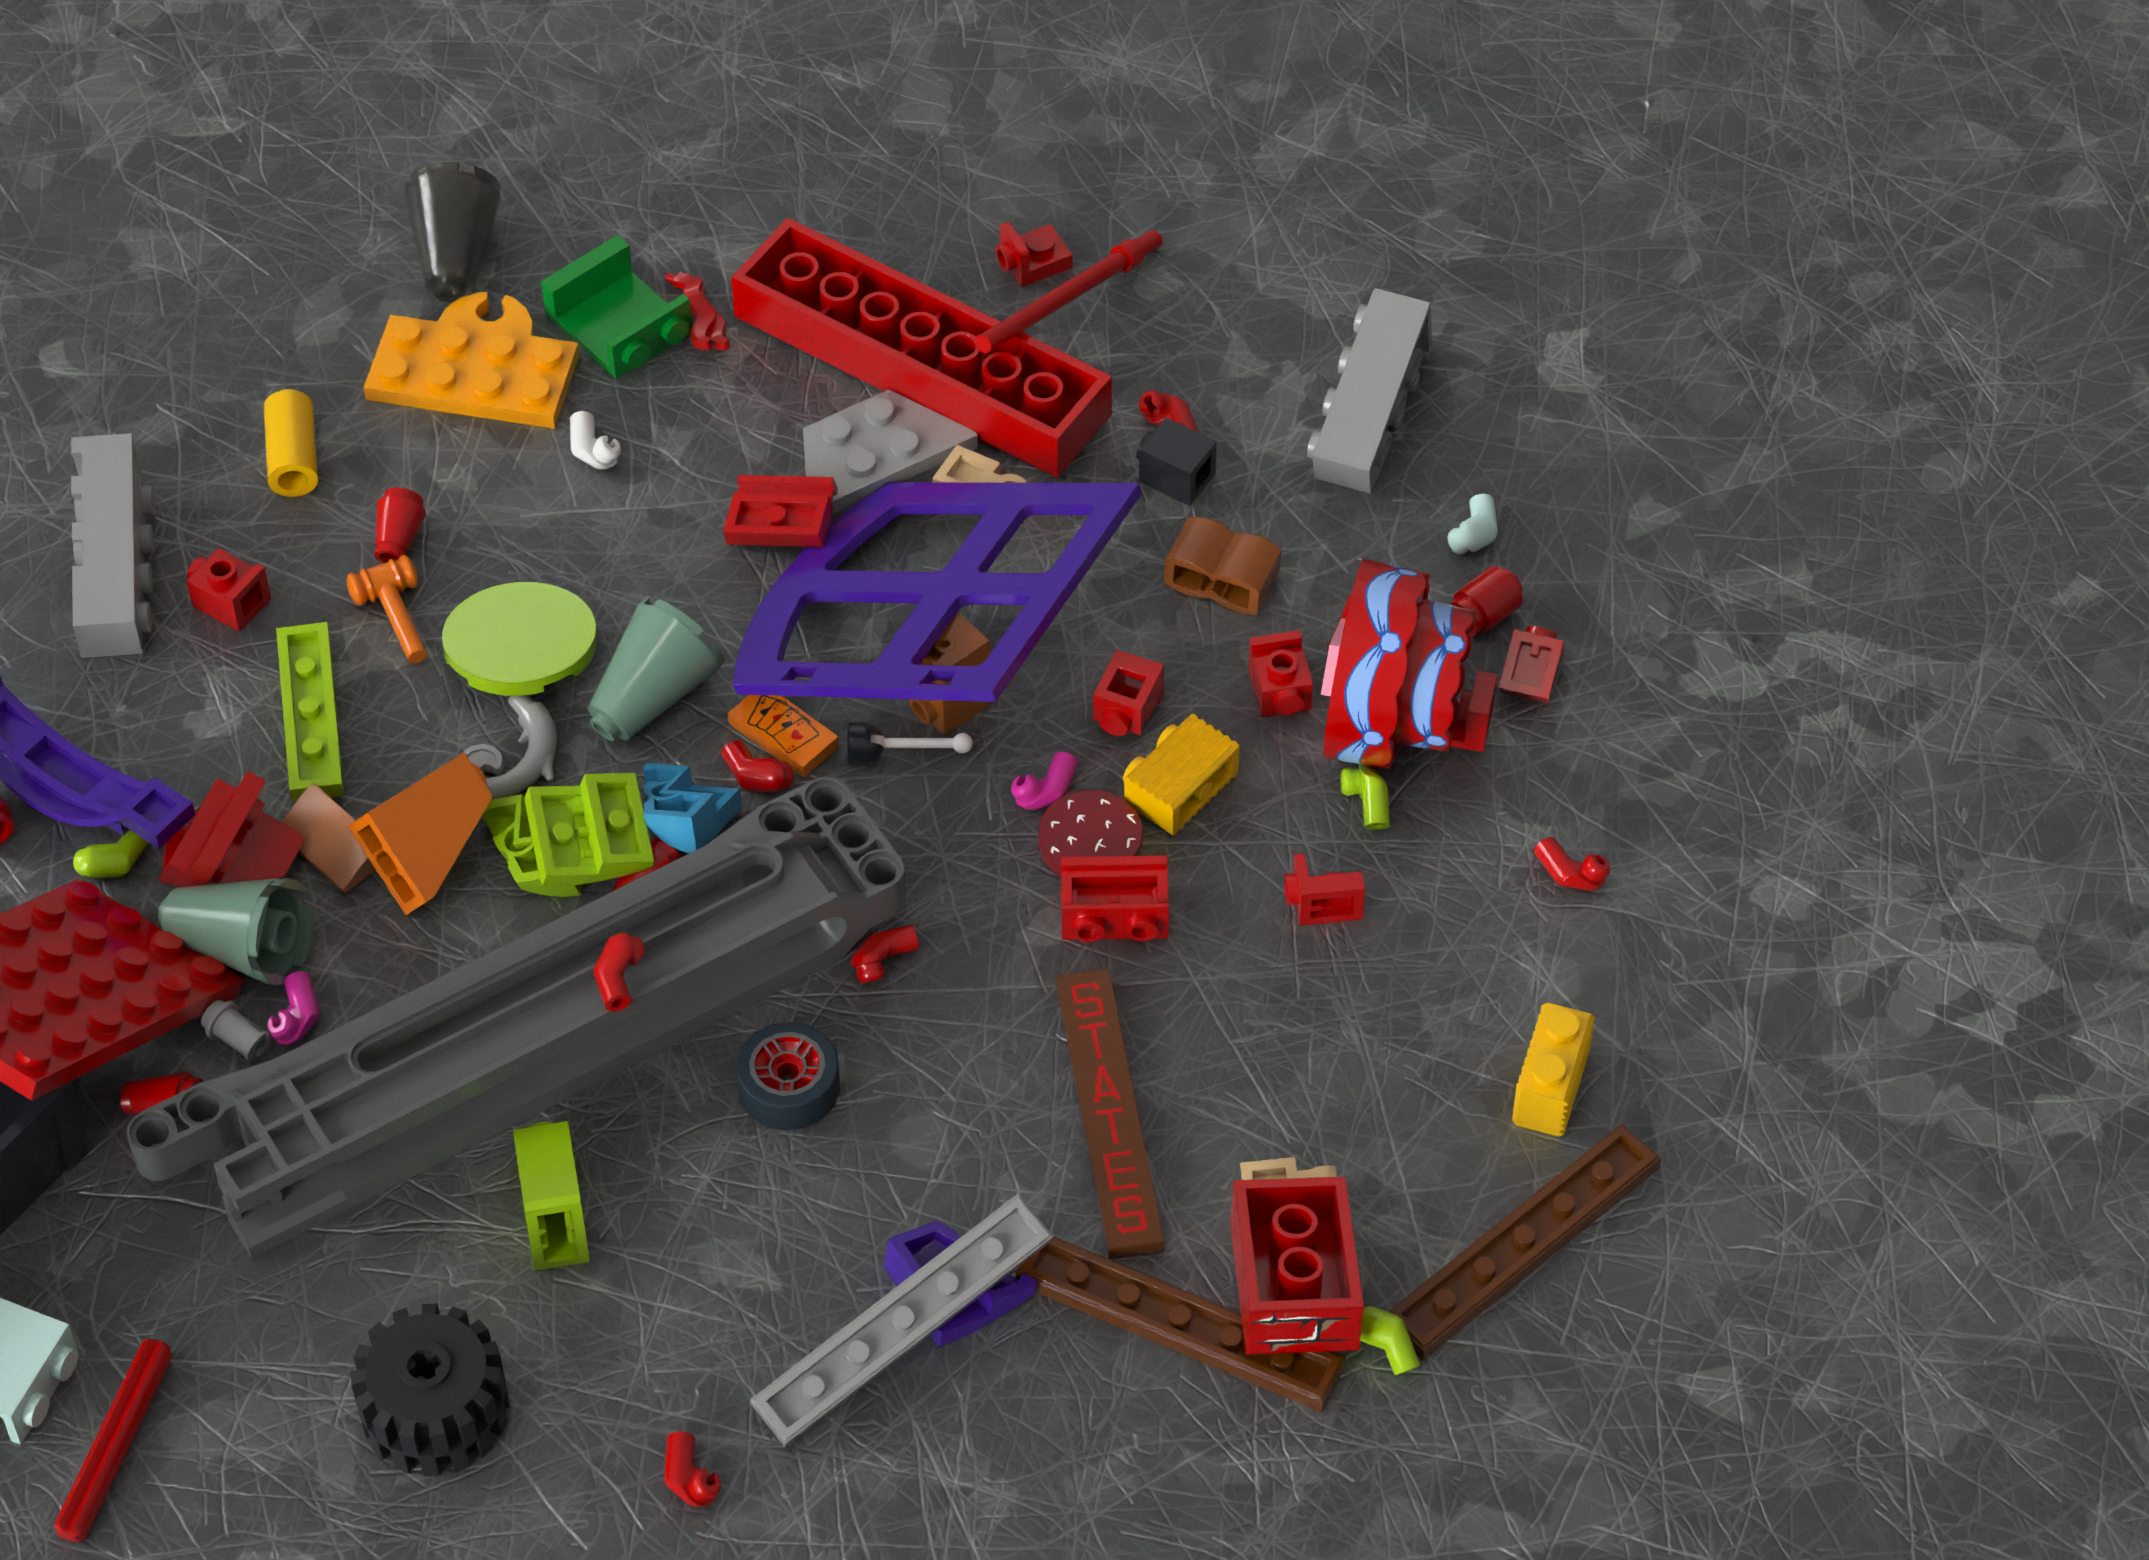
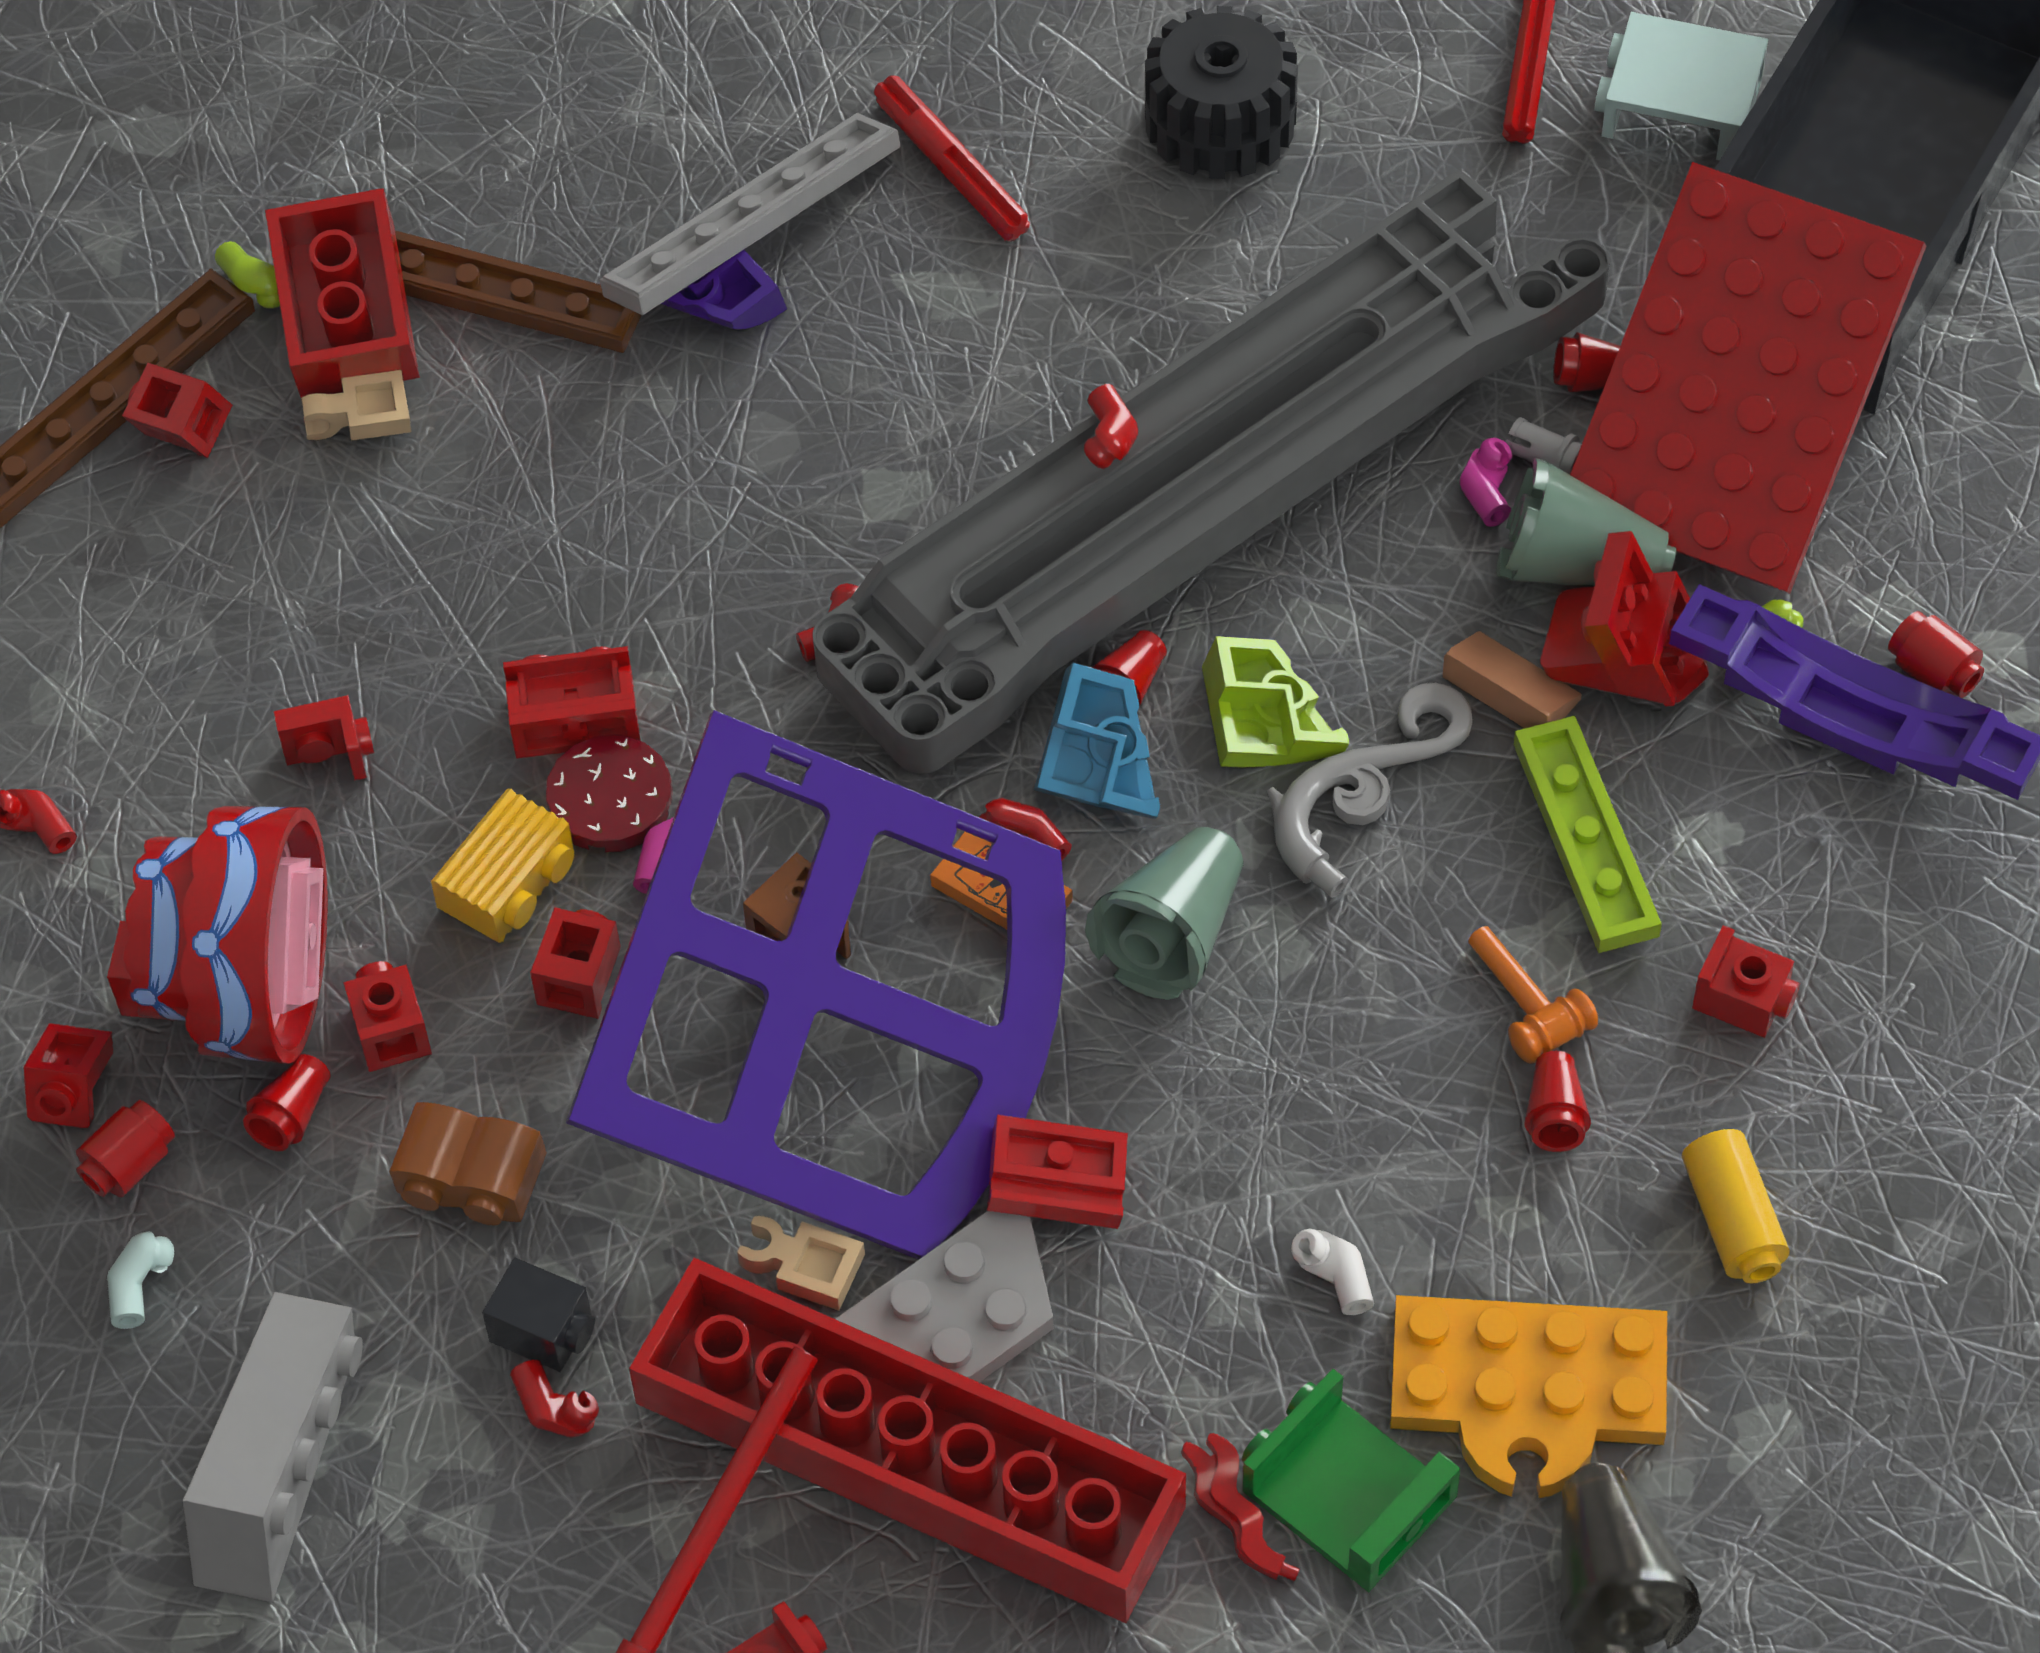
camera: 175 degrees right, 5 degrees up
(110, 546) = (1909, 1002): light grey wedge -> none
(423, 830) = (1396, 665): orange slope -> none
(519, 637) = (1353, 953): lime tile -> none
(551, 1195) = (1144, 282): lime slope -> none
(588, 830) = (1198, 673): lime slope -> none
(683, 1477) = (951, 76): red arm -> none
(703, 1387) = (951, 158): none -> red axle
(782, 1051) = (924, 439): wheel -> none
(867, 743) = (894, 873): hinge -> none
(1109, 1114) = (561, 482): reddish brown tile -> none
(1456, 1195) = (177, 409): none -> red brick
(1553, 1069) = (62, 555): yellow brick -> none

